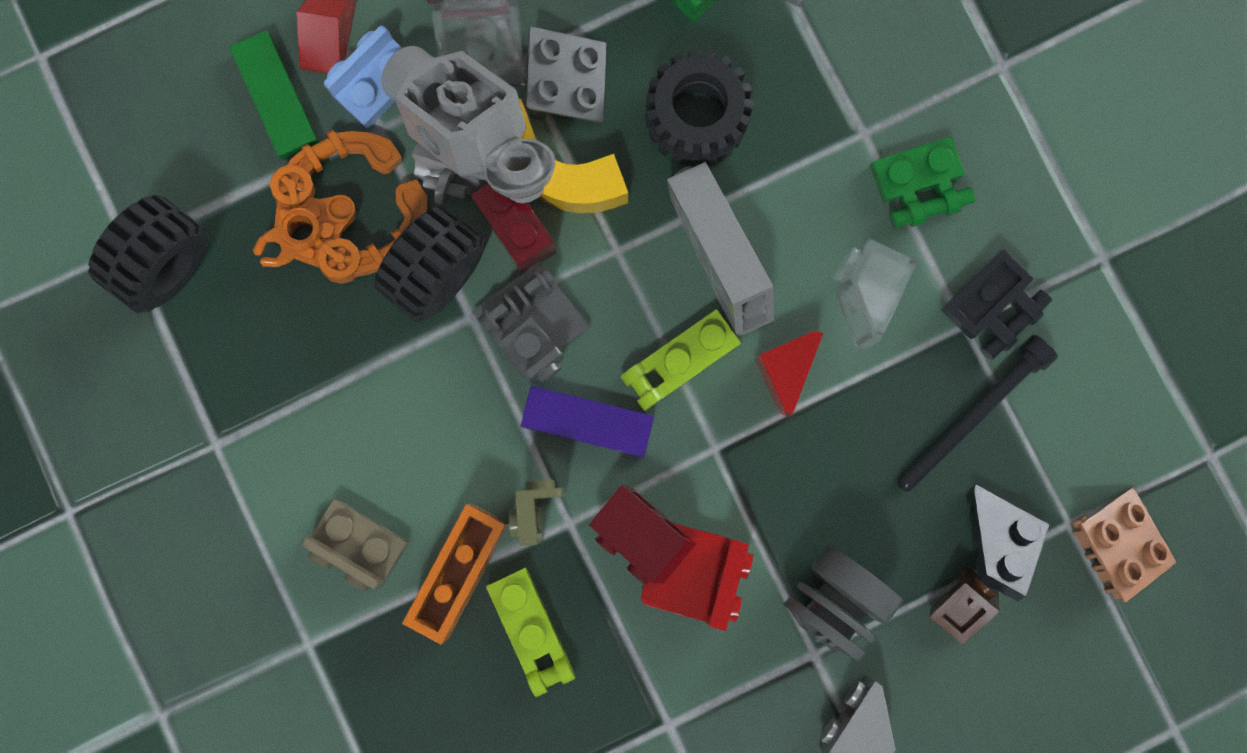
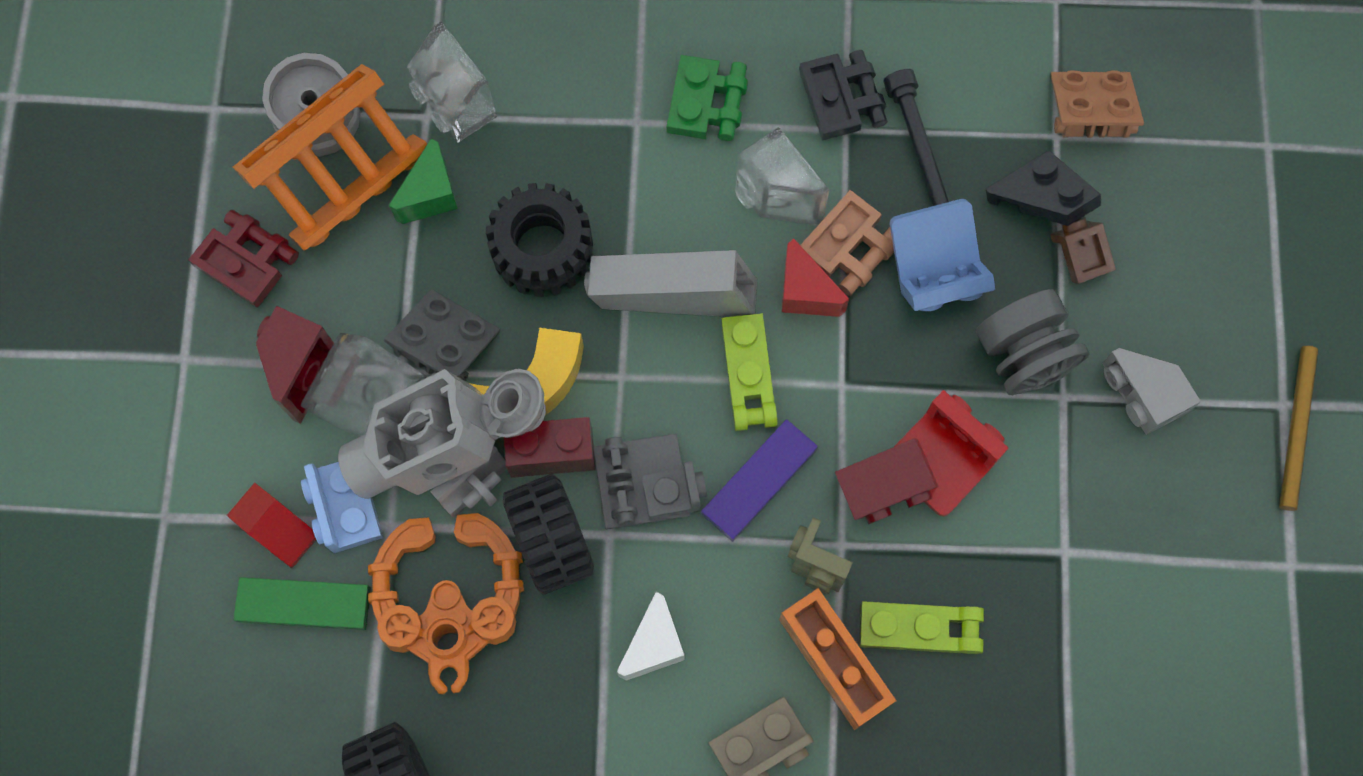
camera: 60 degrees left, 10 degrees down
(393, 408) = (653, 644): none -> white slope
(857, 374) = (841, 233): none -> nougat plate
(881, 475) = (939, 256): none -> medium blue bracket

